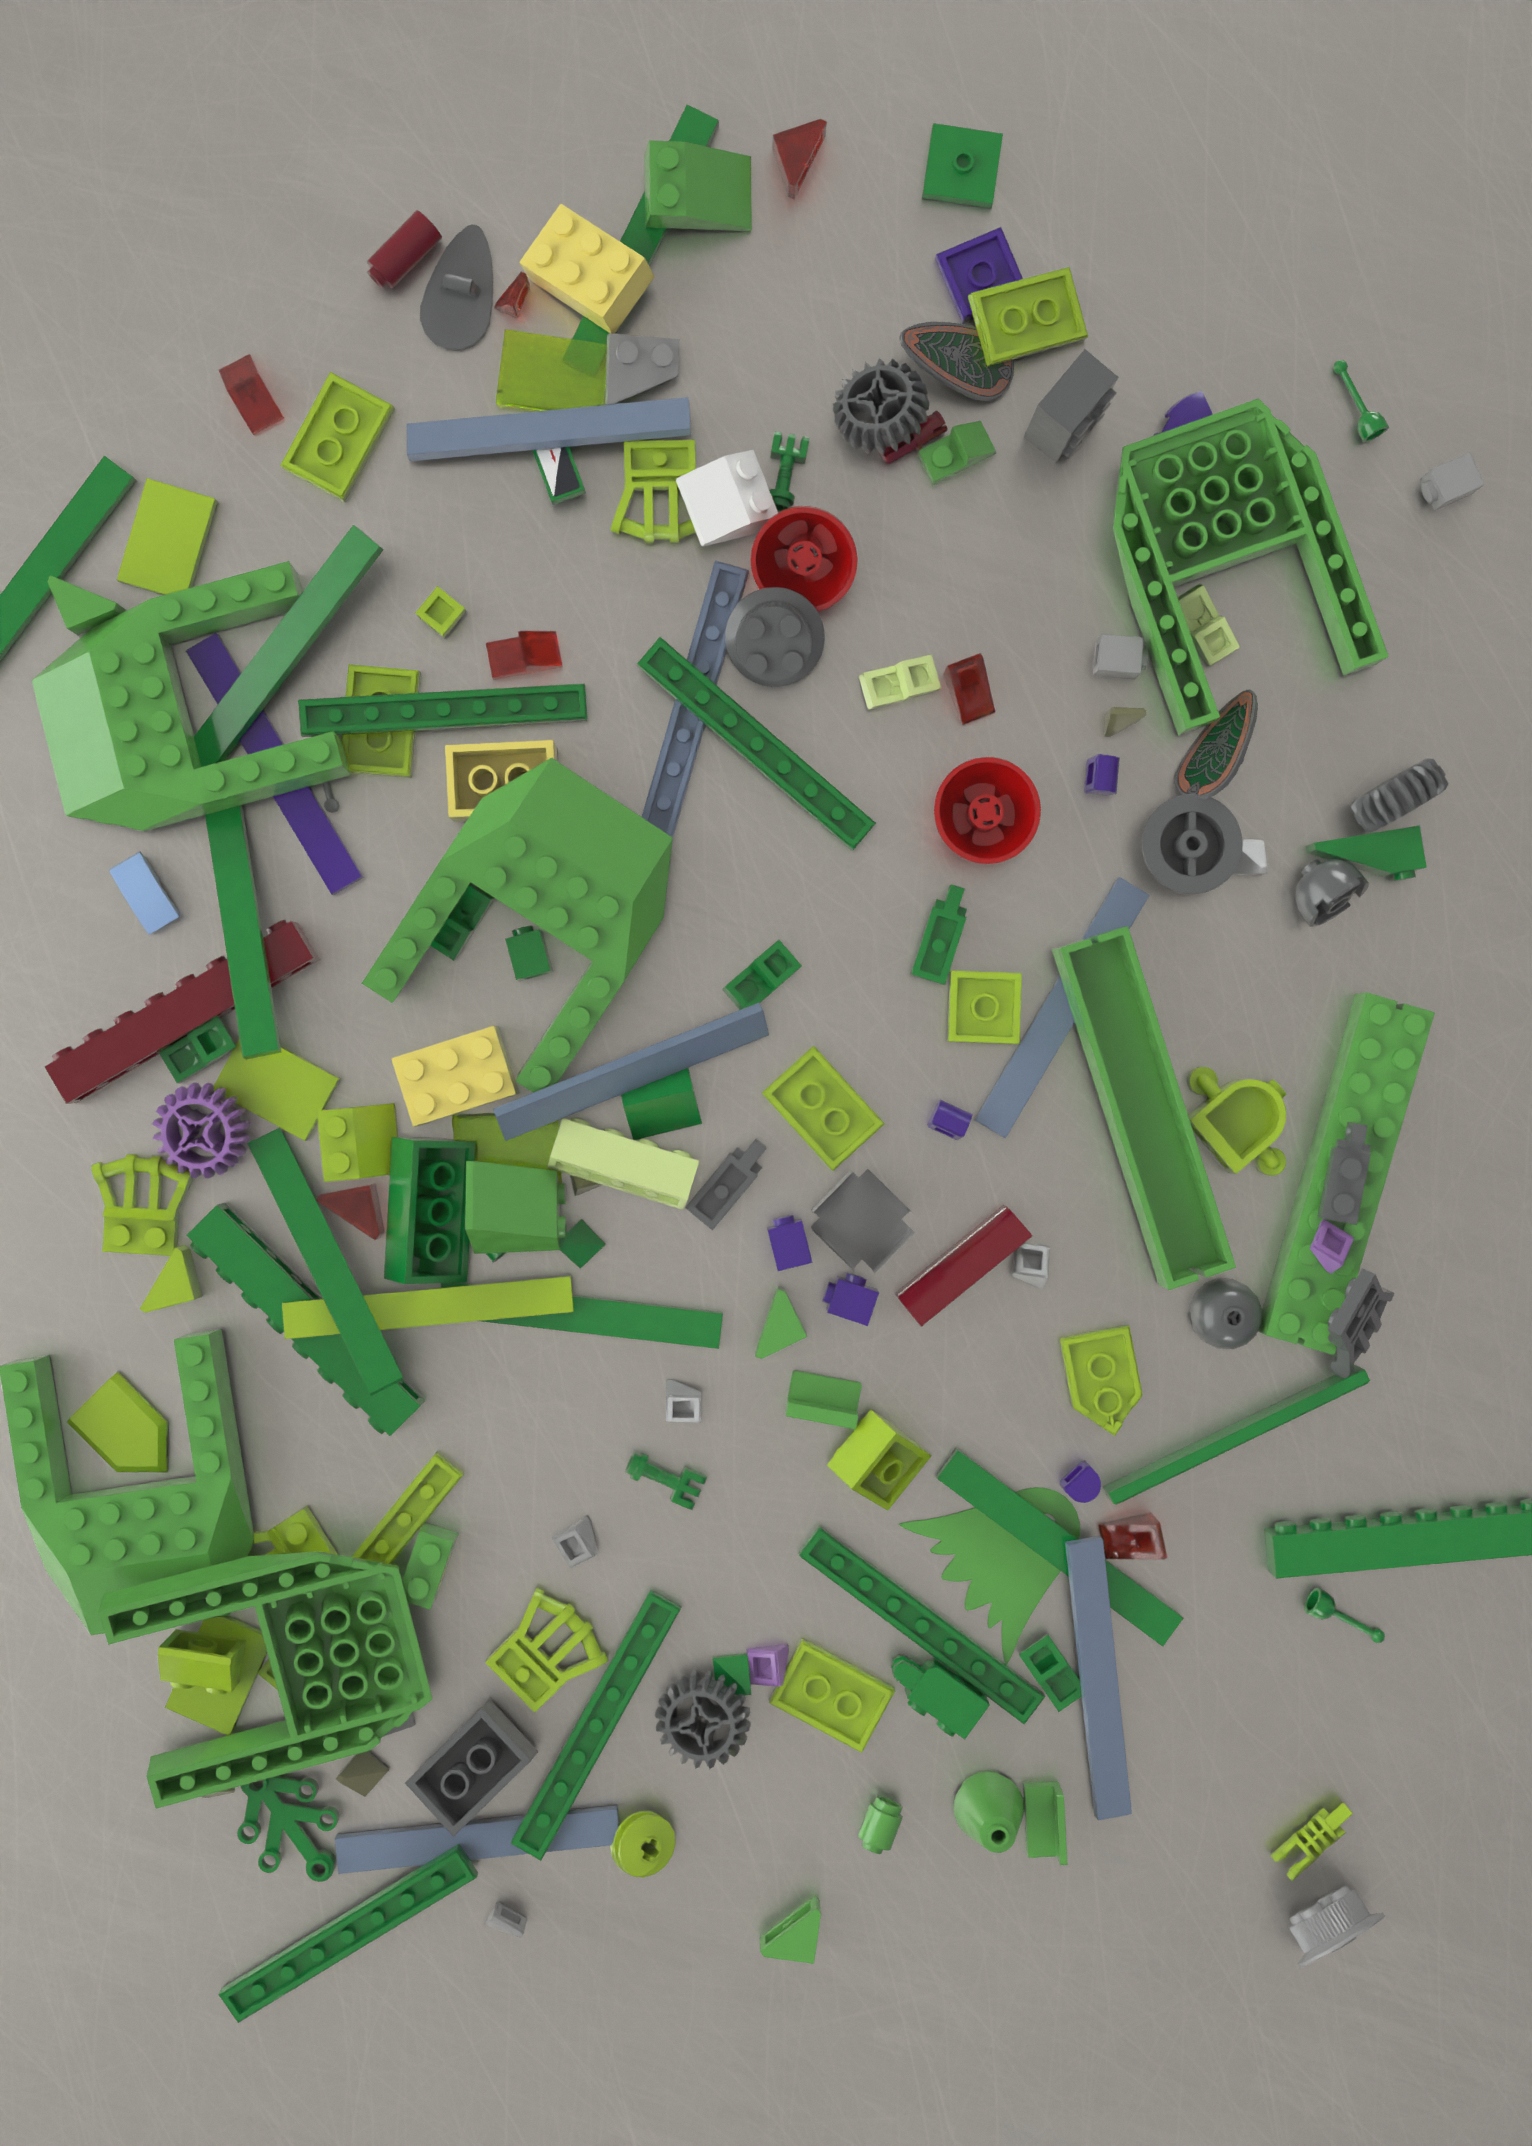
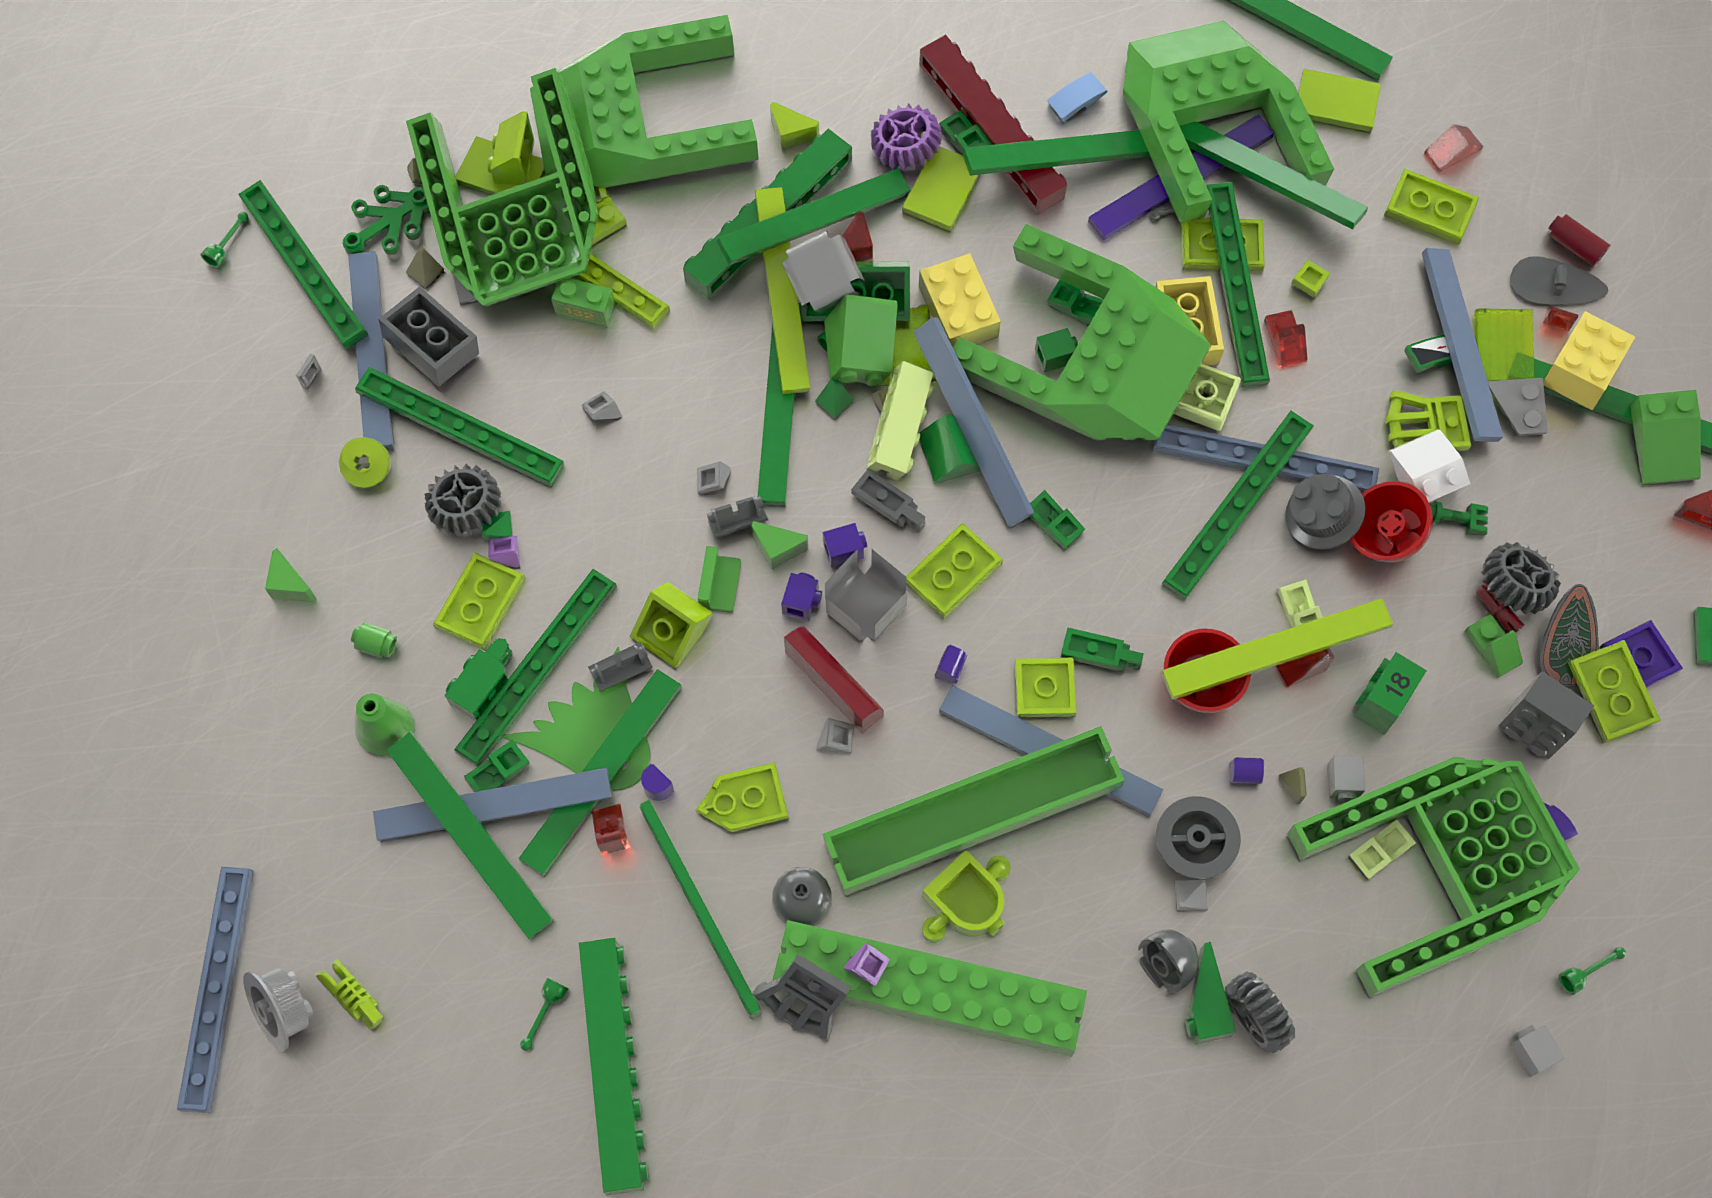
camera: 90 degrees right, 20 degrees down
(81, 608) = (1279, 44): bright green slope -> none
(123, 1428) = (683, 102): lime tile -> none
(134, 1228) = (830, 103): lime plate -> none
(325, 2048) = (215, 254): none -> green hinge
(356, 1141) = (904, 237): lime slope -> none
(428, 1257) = (822, 271): none -> light grey piece
(528, 1668) = (508, 372): lime plate -> none
(627, 759) = (1211, 410): none -> yellowish green brick
(639, 1467) = (661, 446): green hinge -> none
(745, 1377) = (725, 521): none -> dark grey hinge
(929, 1524) = (620, 666): none -> dark grey hinge
(970, 721) = (1277, 648): none -> lime tile
(1023, 591) = (1388, 692): none -> green brick
(1045, 1820) = (370, 772): bright green panel -> none
(1136, 1706) = (470, 835): none -> green tile
(1219, 748) = (1281, 862): shield -> none
(1293, 1993) = (215, 990): none -> sand blue tile
(1346, 1176) = (927, 975): dark grey hinge -> none

